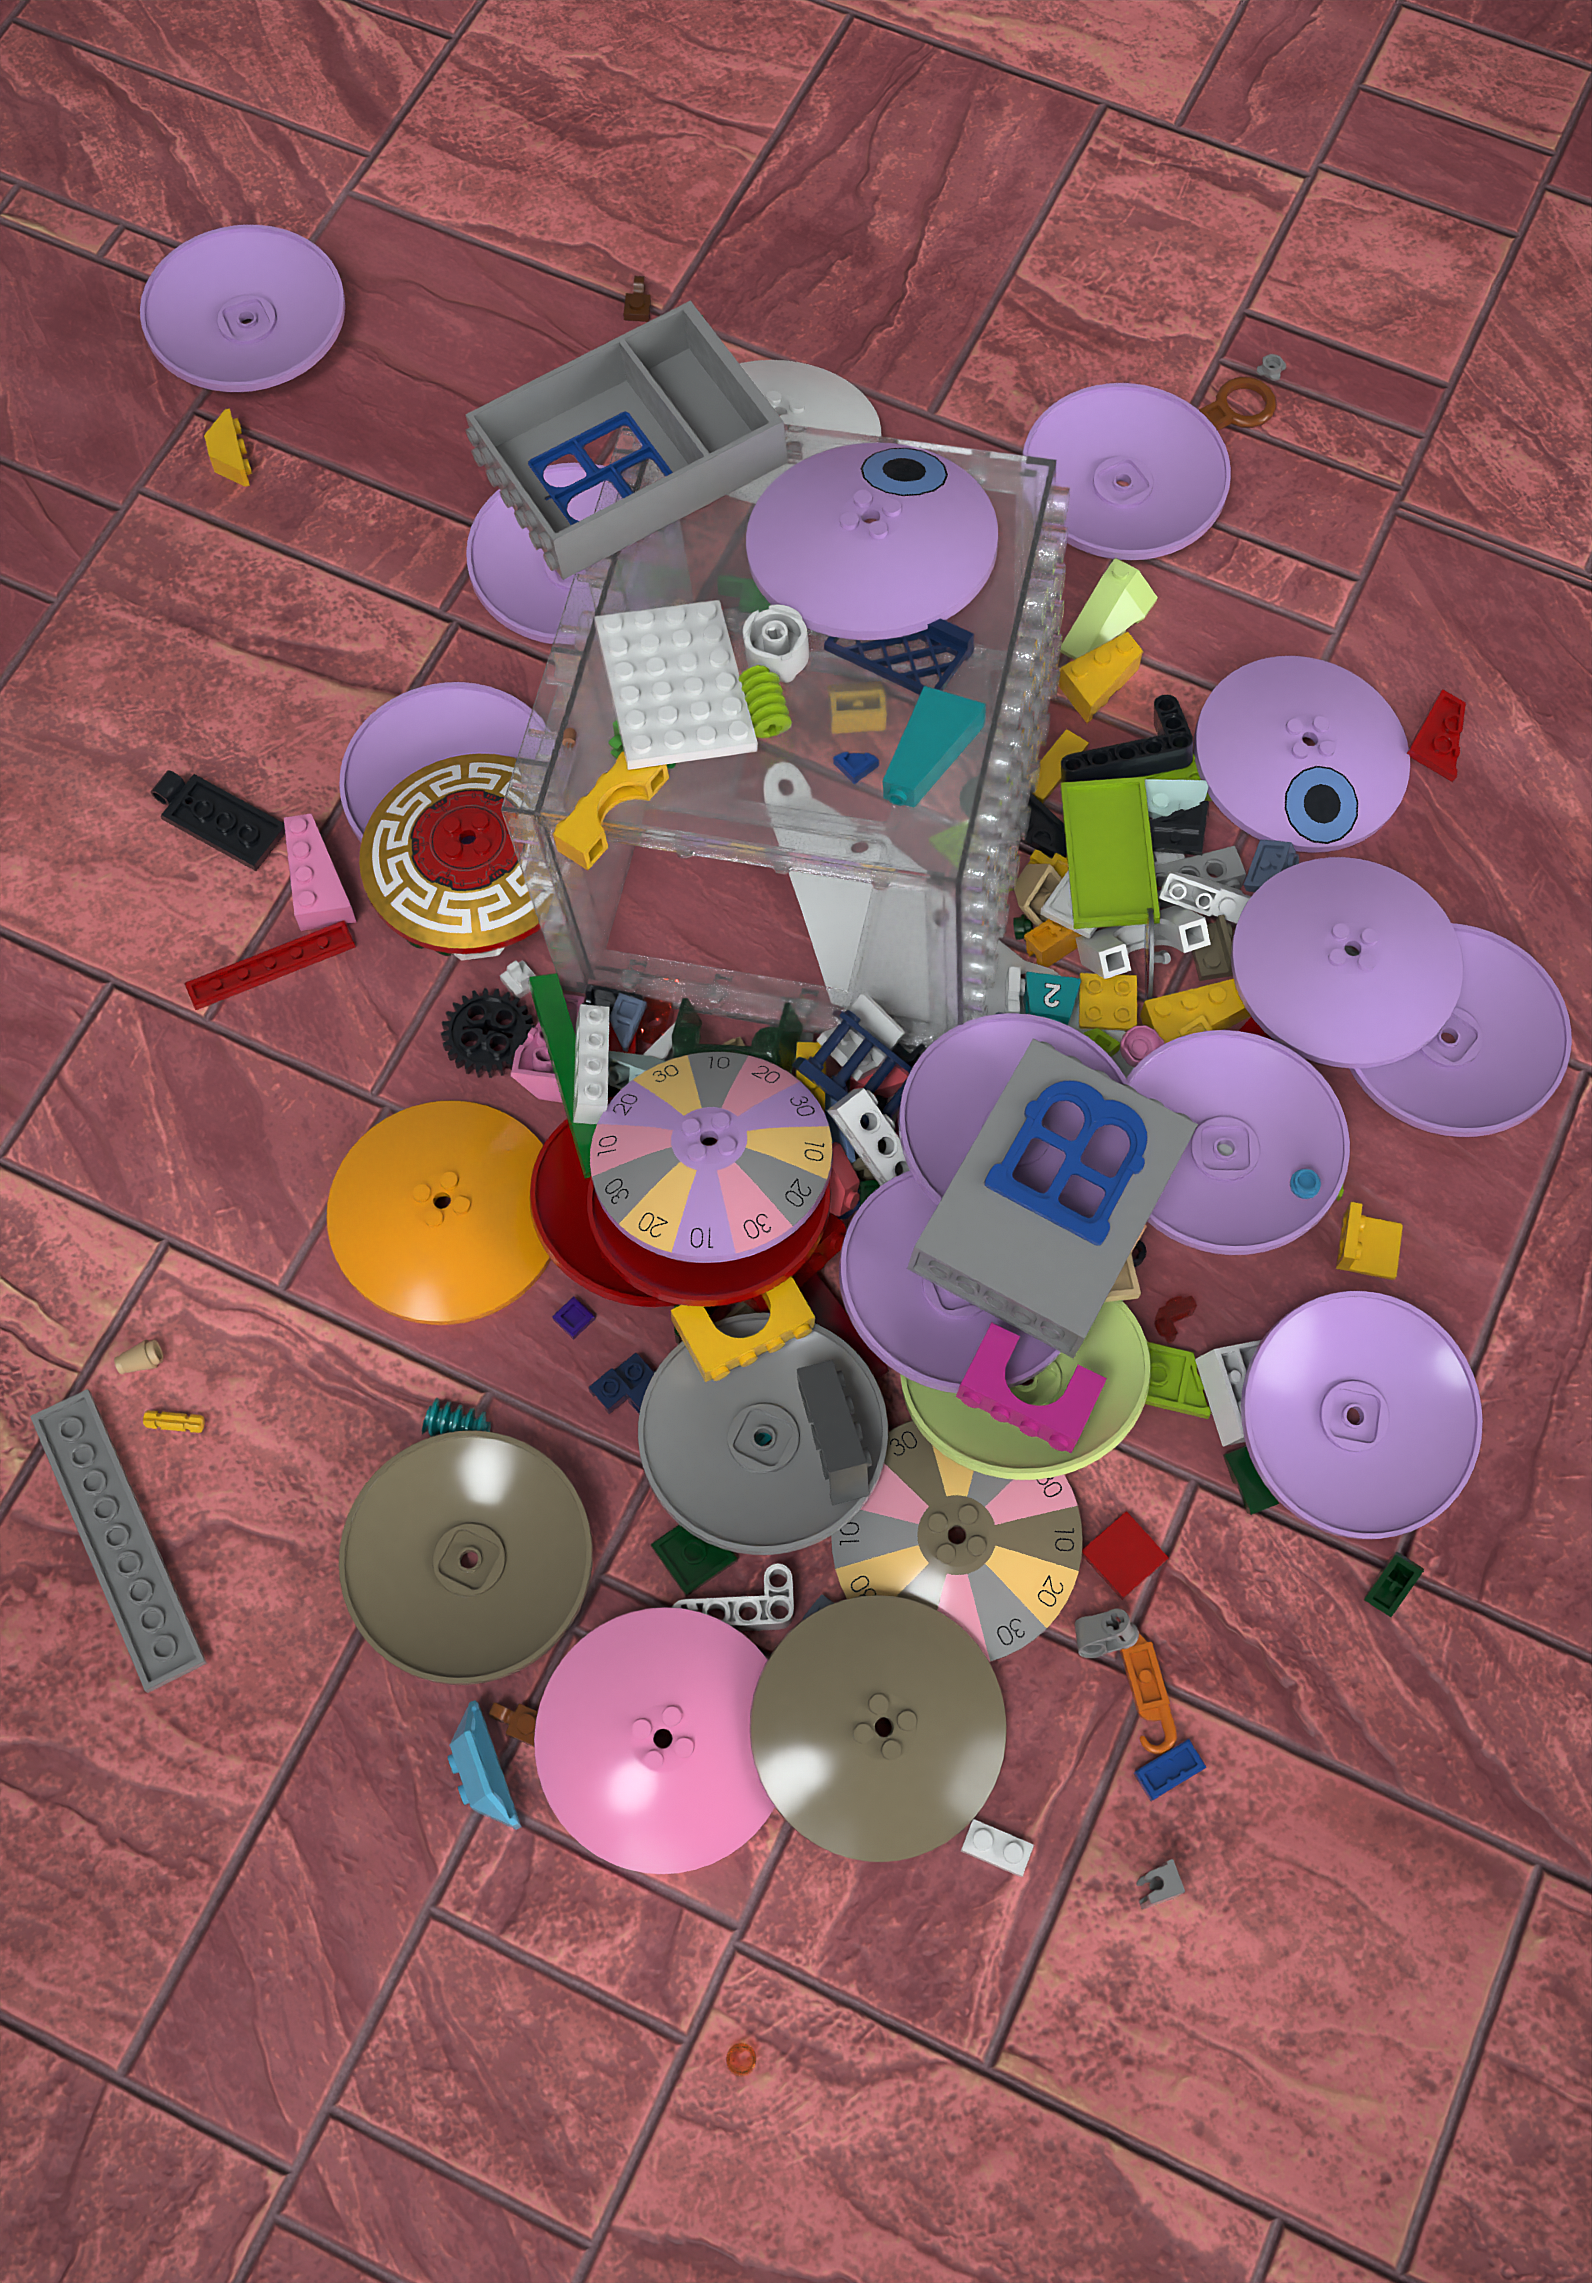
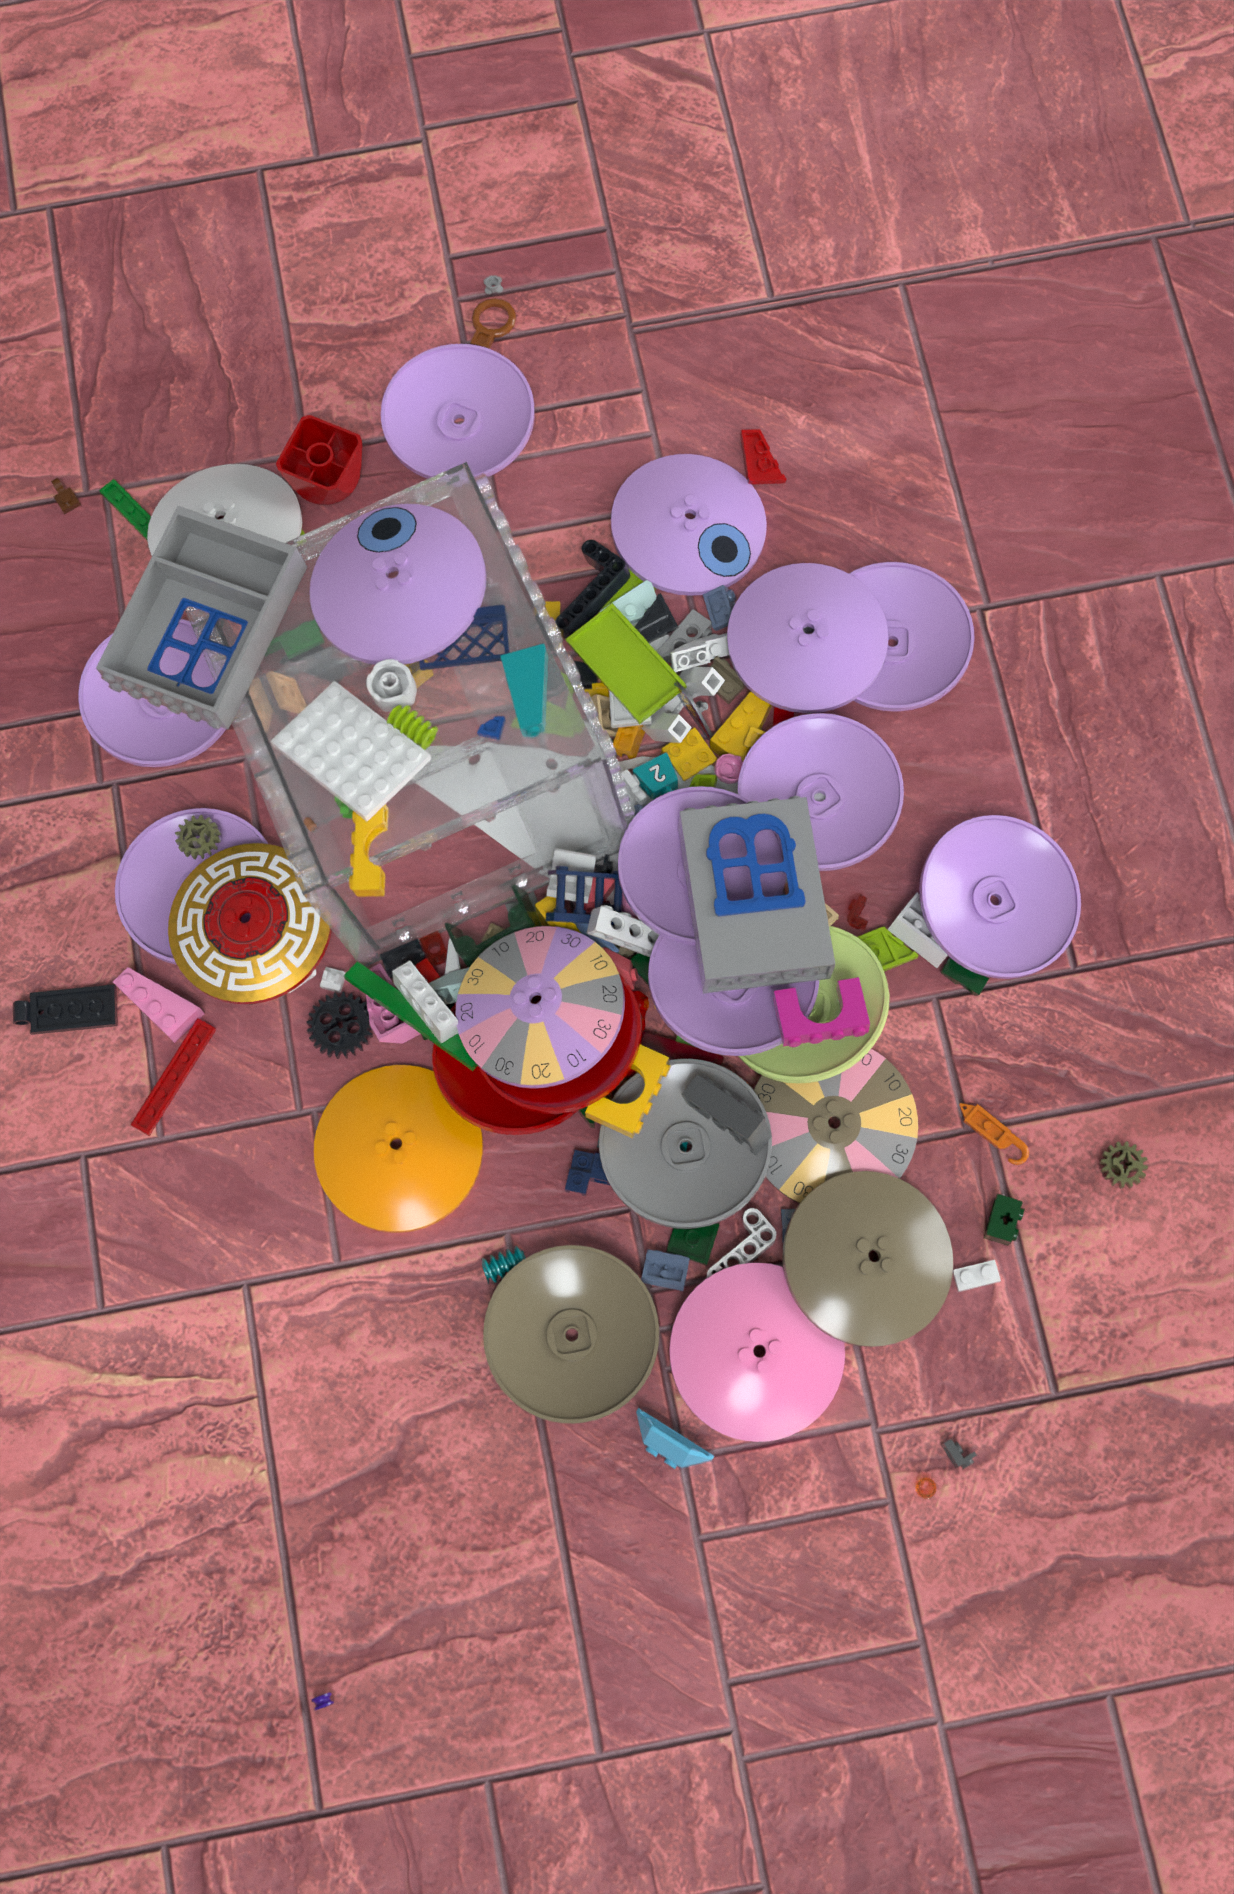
camera: 30 degrees left, 5 degrees up
(118, 1541) = (360, 1472): light grey plate -> none
(140, 1357) = (288, 1362): tan cone -> none
(173, 1421) = (337, 1383): yellow axle -> none
(489, 725) = (197, 846): none -> olive gear
(520, 1722) = (671, 1402): dark orange plate -> none
(573, 1317) = (522, 1156): dark purple tile -> none
(626, 1018) = (419, 957): sand blue tile -> none
(632, 1565) = (665, 1270): none -> sand blue bracket
(807, 2042) = (954, 1453): none -> dark grey bracket
(934, 409) = (321, 461): none -> red piece
(1062, 1810) = (995, 1229): none -> dark green brick
(1099, 674) = (538, 551): yellow wedge -> none
(1102, 1633) = (949, 1119): light grey piece -> none
(1115, 605) = (515, 498): yellowish green wedge -> none
(1124, 1555) = (927, 1067): red tile -> none
(1164, 1881) = (1079, 1229): light grey hinge -> none
(1169, 1770) = (1036, 1166): blue plate -> none
(1272, 1839) = (1114, 1163): none -> olive gear
(1305, 1183) = (881, 787): dark azure plate -> none
(1368, 1244) = (933, 795): yellow bracket -> none
(1393, 1583) = (1080, 978): dark green slope -> none

